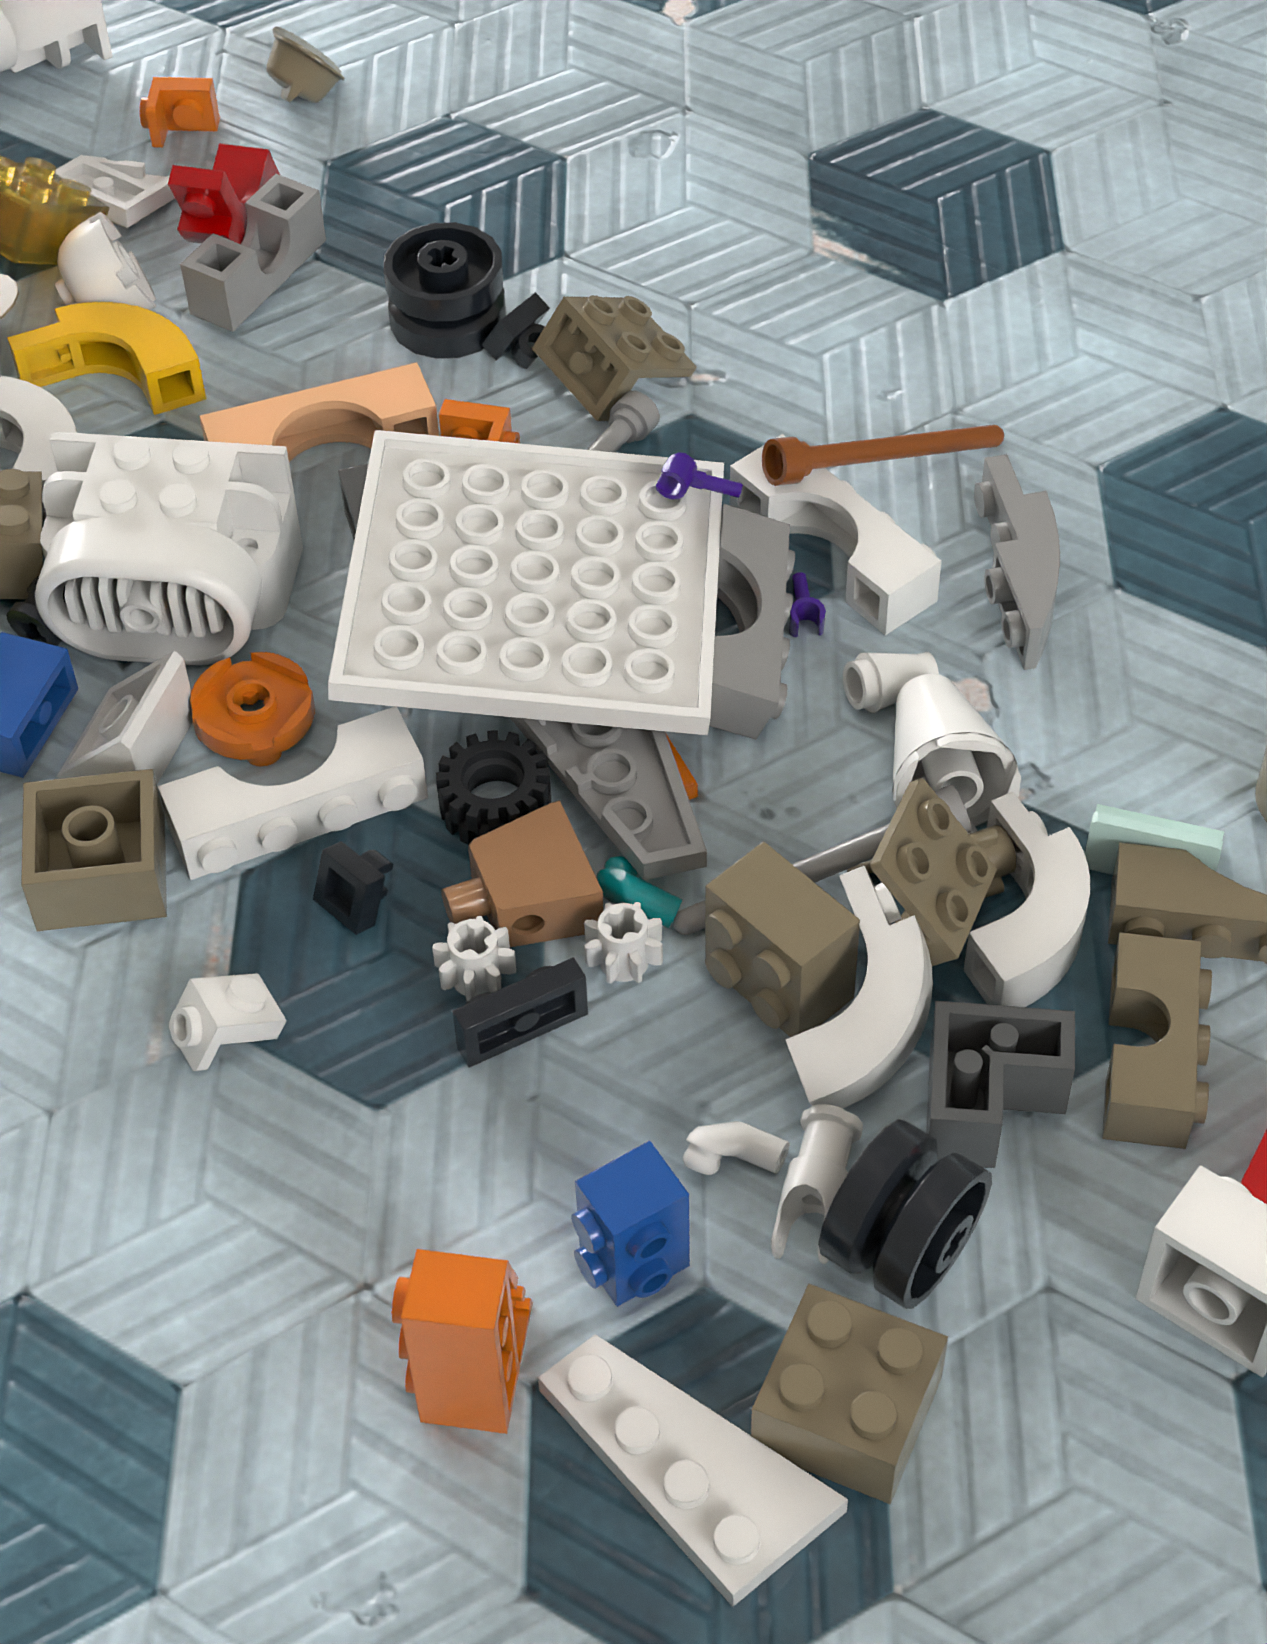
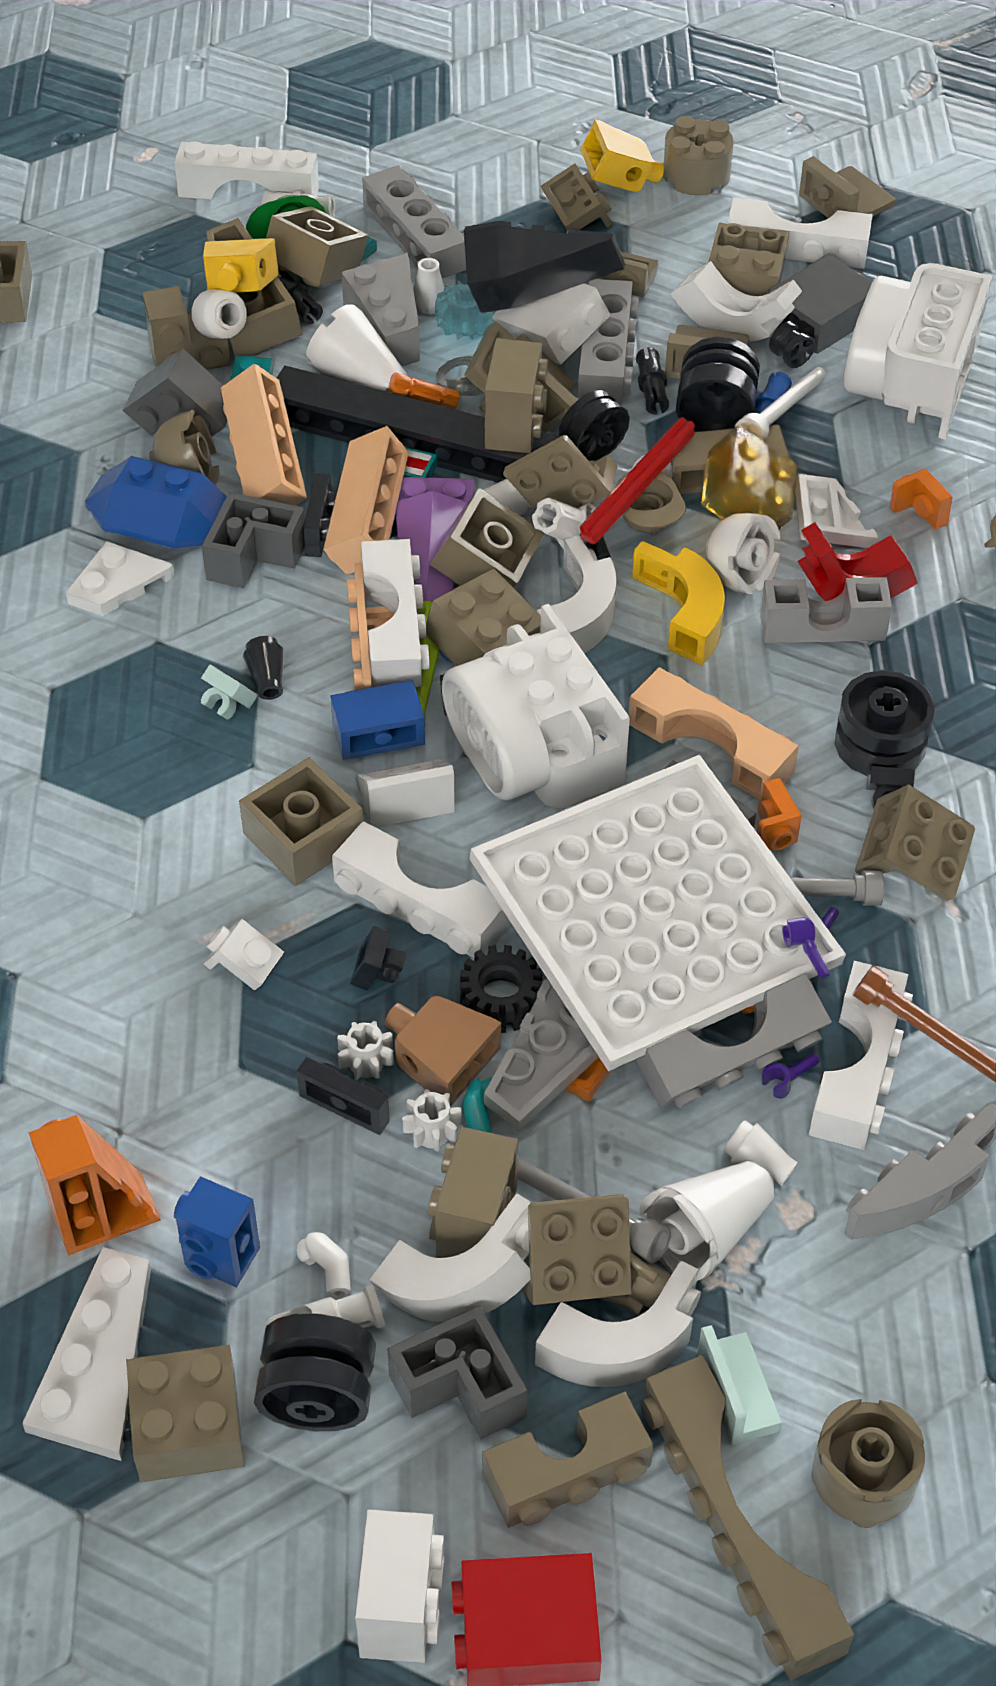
camera: 55 degrees right, 0 degrees up
(257, 734) = (453, 821): orange plate -> none

